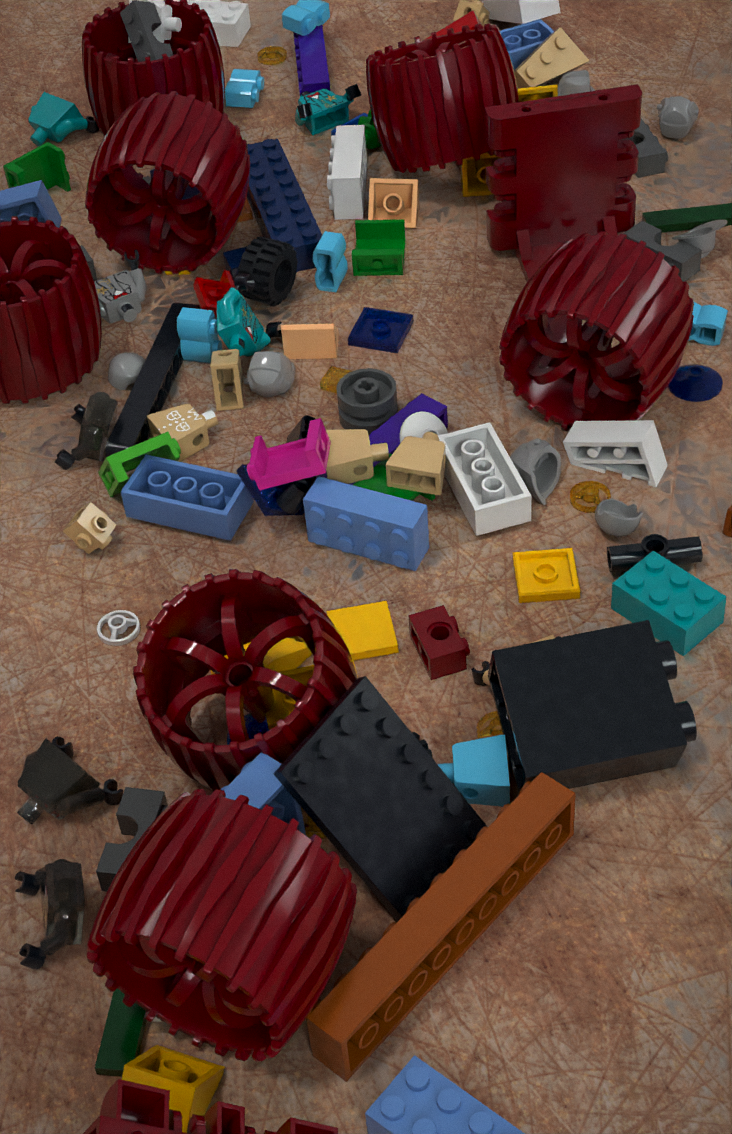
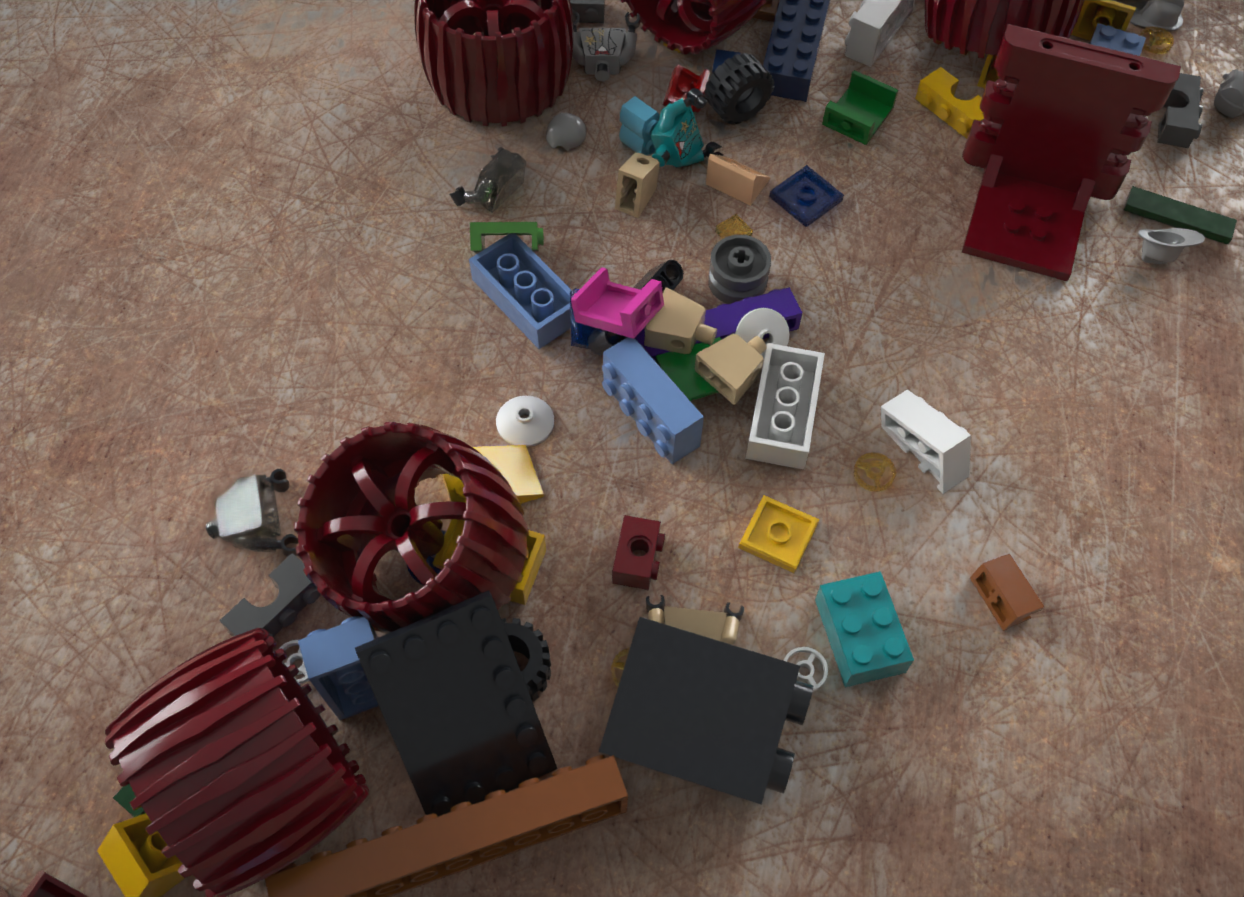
camera: 25 degrees right, 15 degrees up
(61, 908) = (176, 633): clear smoke torso -> none
(90, 528) = (430, 279): tan brick -> none
(118, 617) = (399, 389): white piece -> none
(151, 385) = (569, 161): black beam -> none
(185, 426) = (567, 217): tan torso -> none
(270, 373) = (678, 196): light grey helmet -> none
(330, 261) = (802, 104): medium azure brick -> none
(366, 629) = (585, 503): yellow tile -> none
(394, 200) = (903, 65): light nougat slope -> none
(439, 214) = (937, 95): none -> yellow arch
(480, 770) = (581, 704): medium azure torso -> none
(538, 467) = (840, 421): light grey helmet -> none
(616, 517) = (880, 510): light grey hair -> none
(621, 294) = (976, 315): dark red wheel -> none
(675, 550) = (905, 576): black piece -> none
(683, 255) = (1124, 257): dark grey arch -> none
(696, 383) = (1052, 407): clear blue dish -> none
(708, 324) = (1100, 337): medium azure brick -> none

